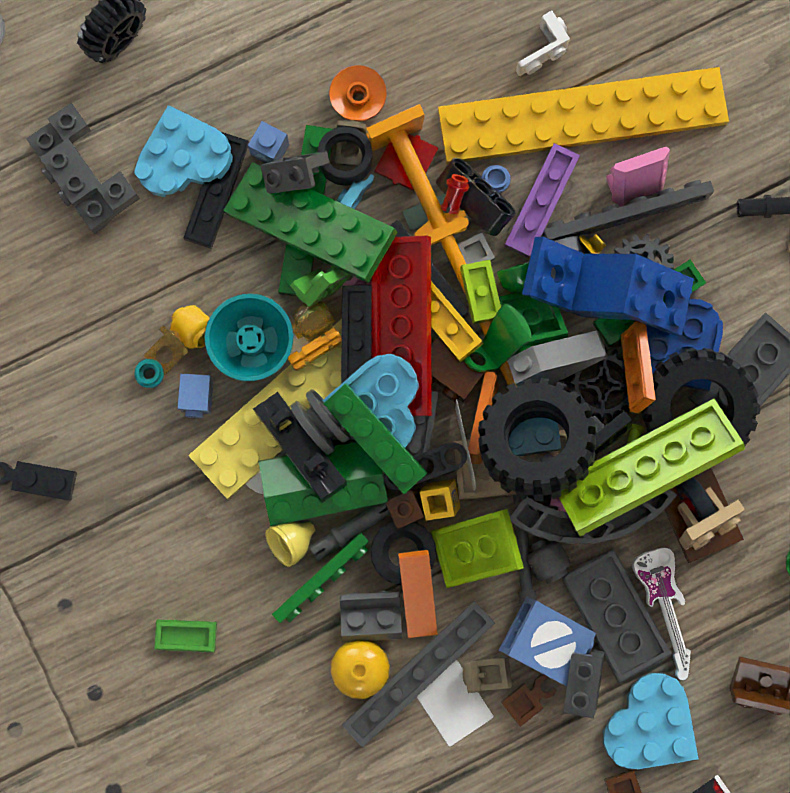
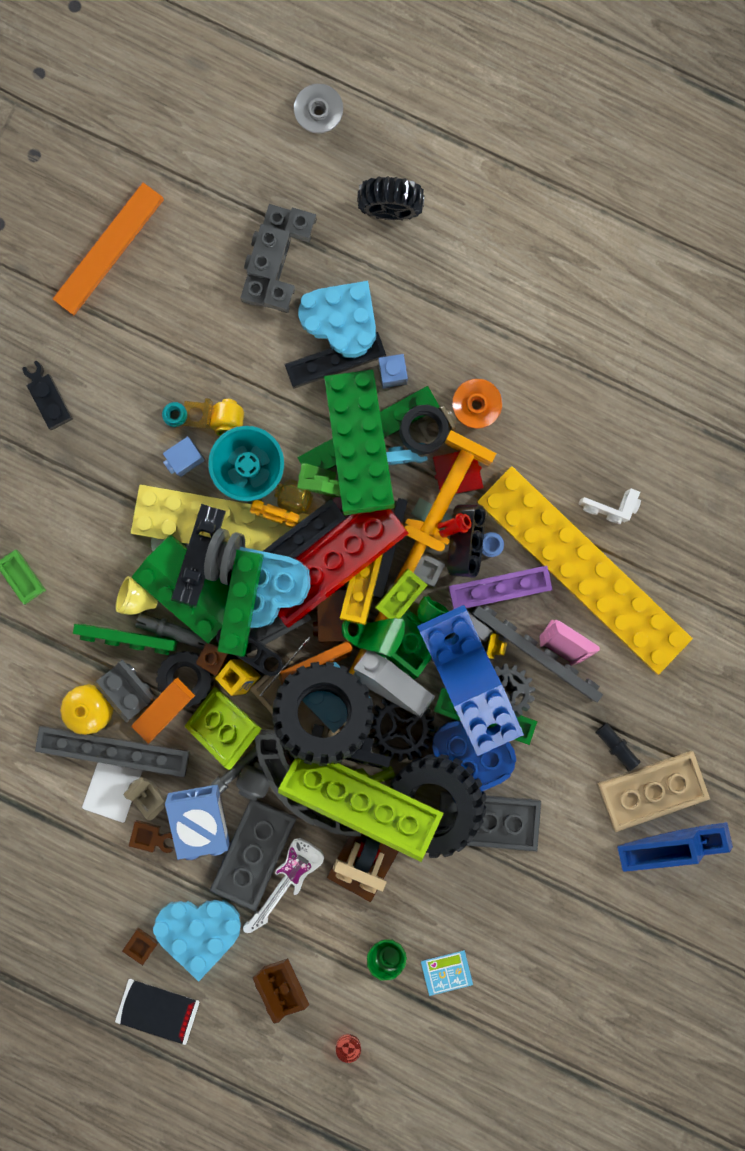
camera: 50 degrees right, 5 degrees up
(292, 172) = (383, 403): dark grey bracket -> none
(584, 683) = (188, 868): dark grey bracket -> none
(637, 367) = (428, 743): orange tile -> none

